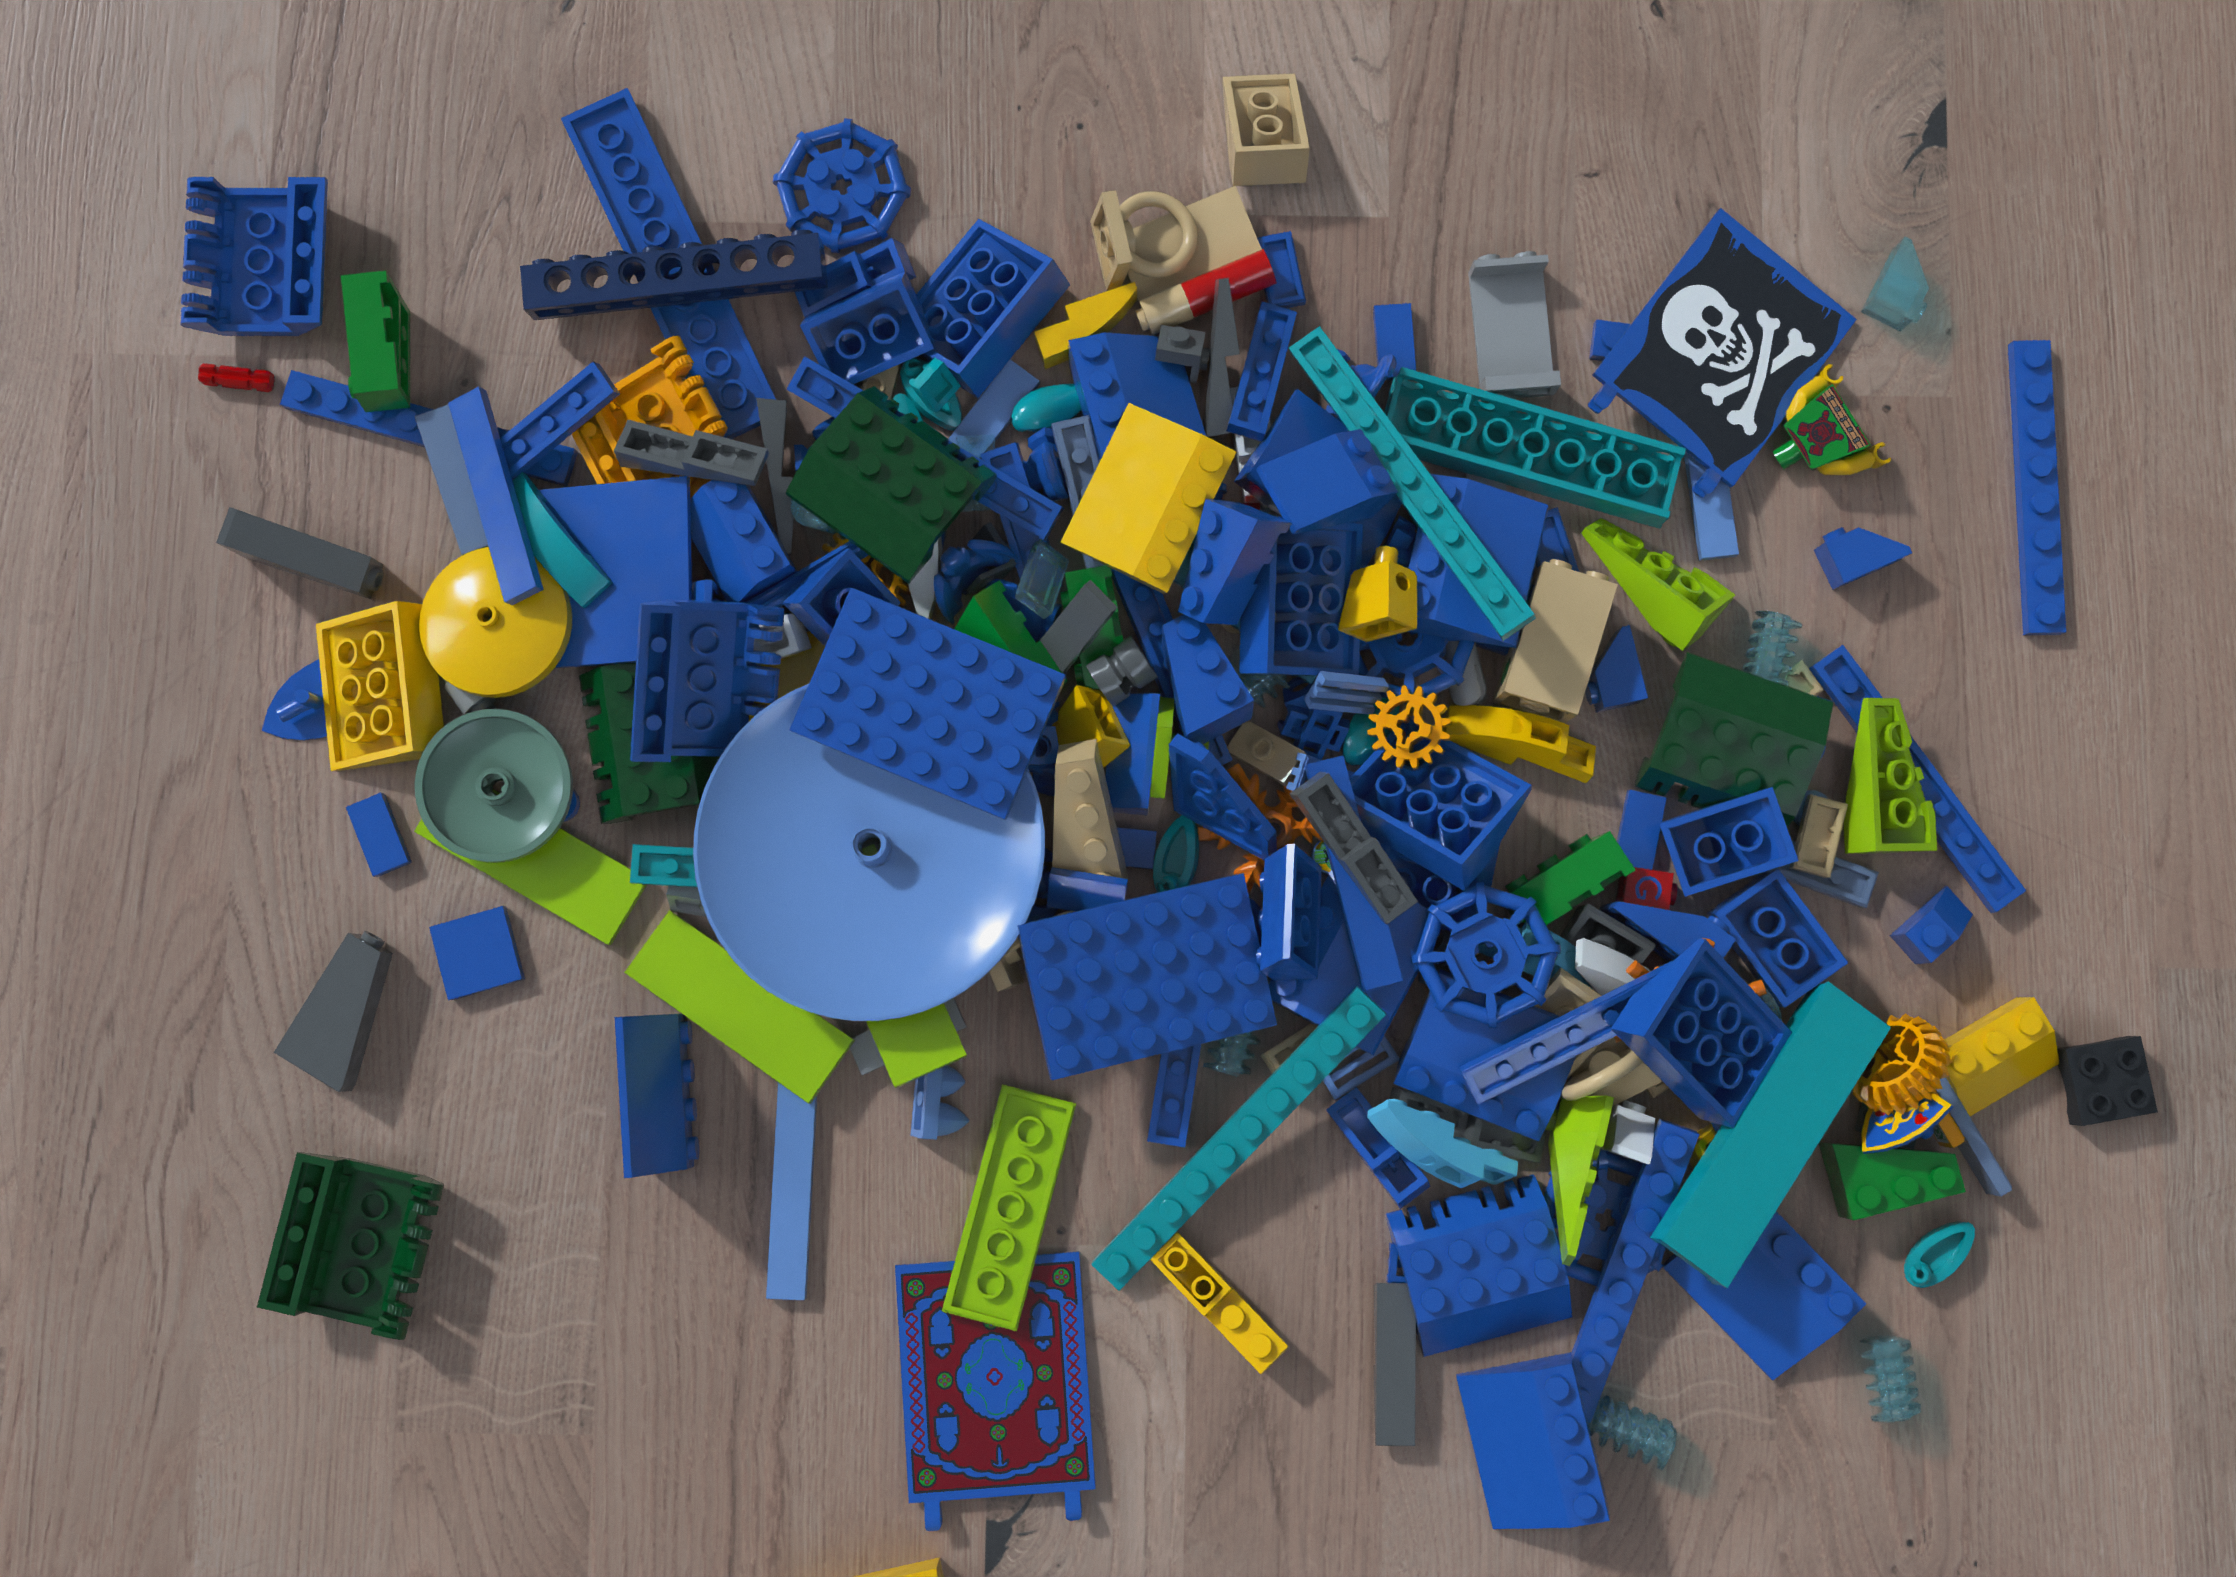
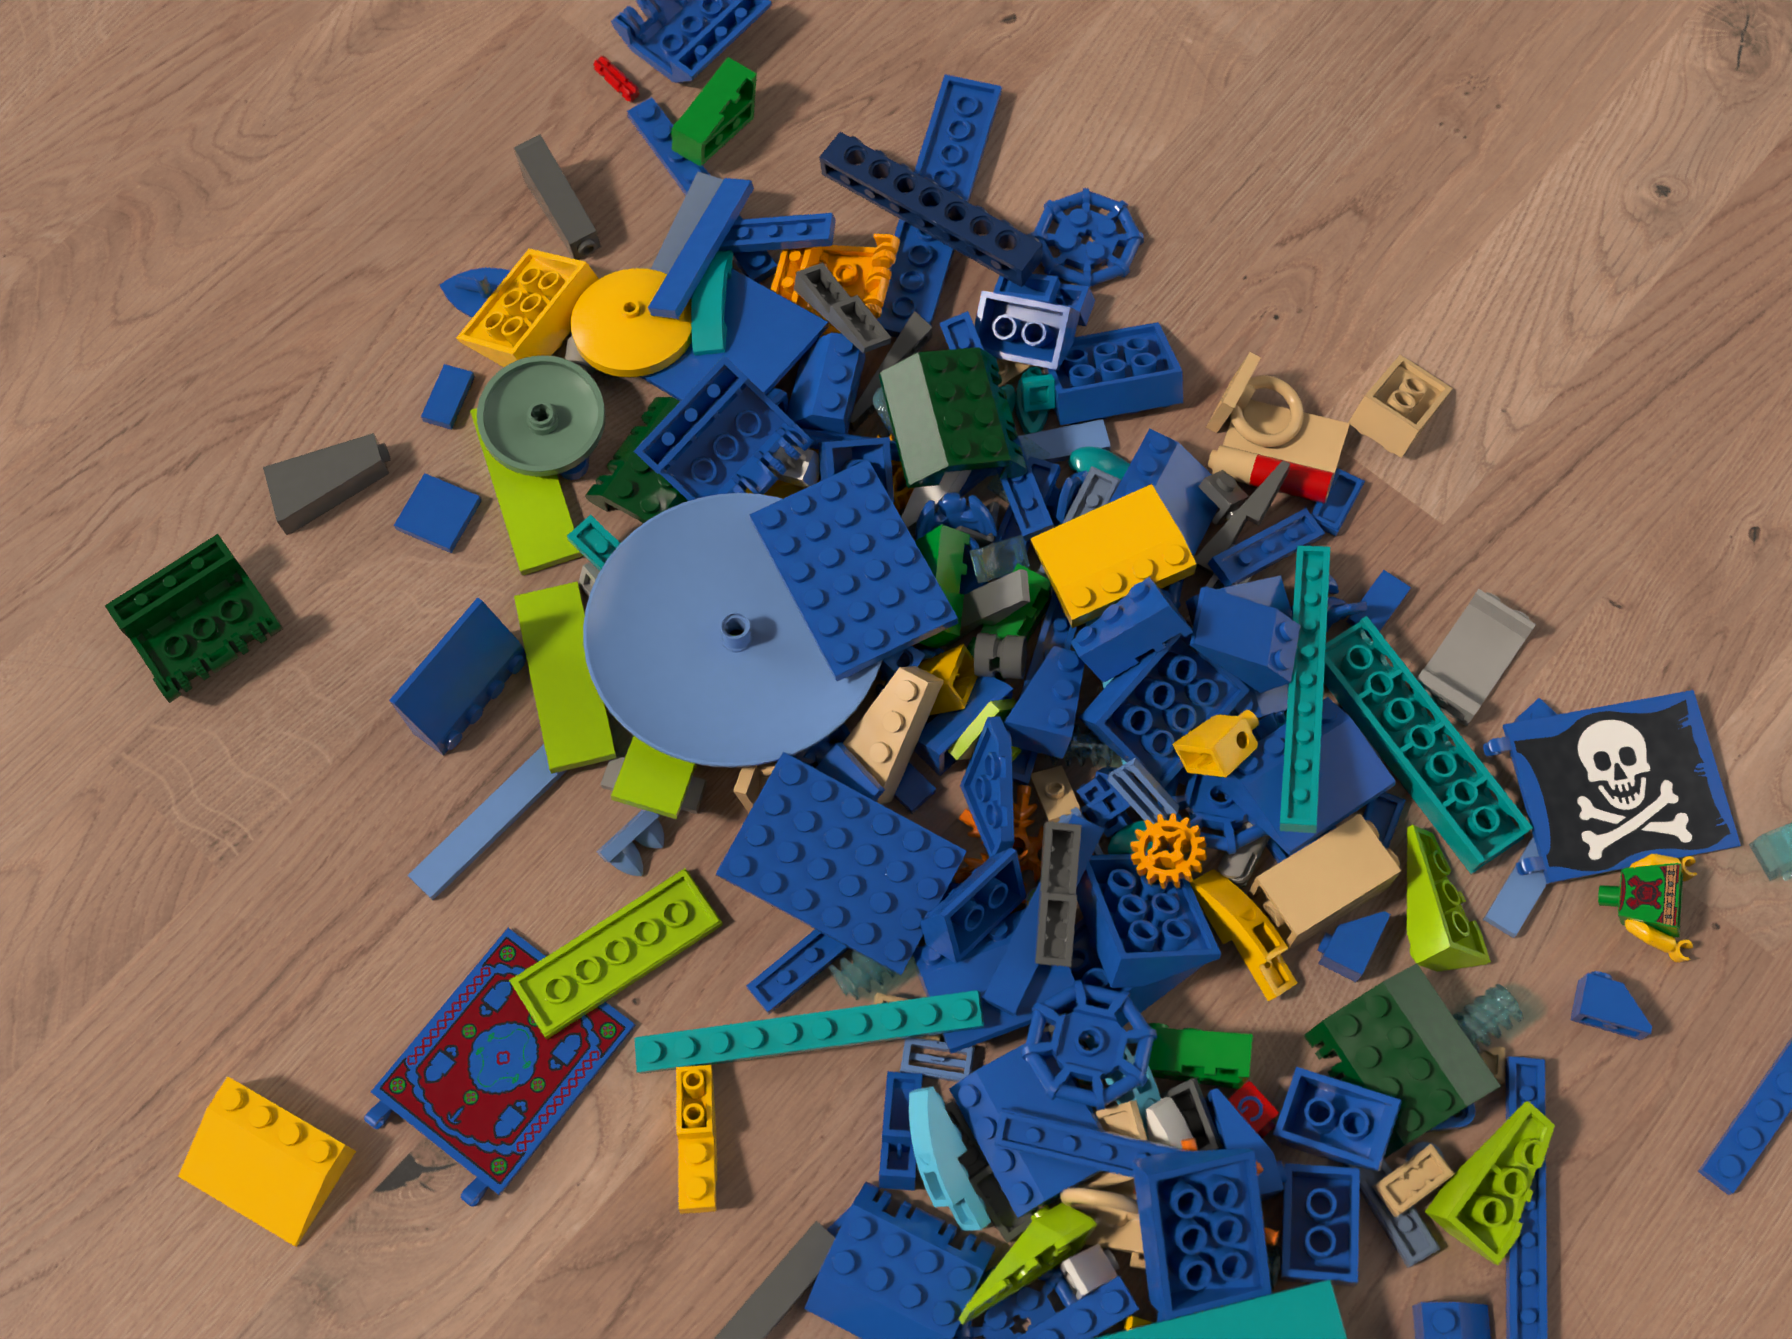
camera: 45 degrees right, 15 degrees down
(1084, 318) = (1190, 432): yellow slope -> none
(1176, 855) = (939, 812): teal arm -> none
(1640, 827) = (1277, 1069): blue tile -> none

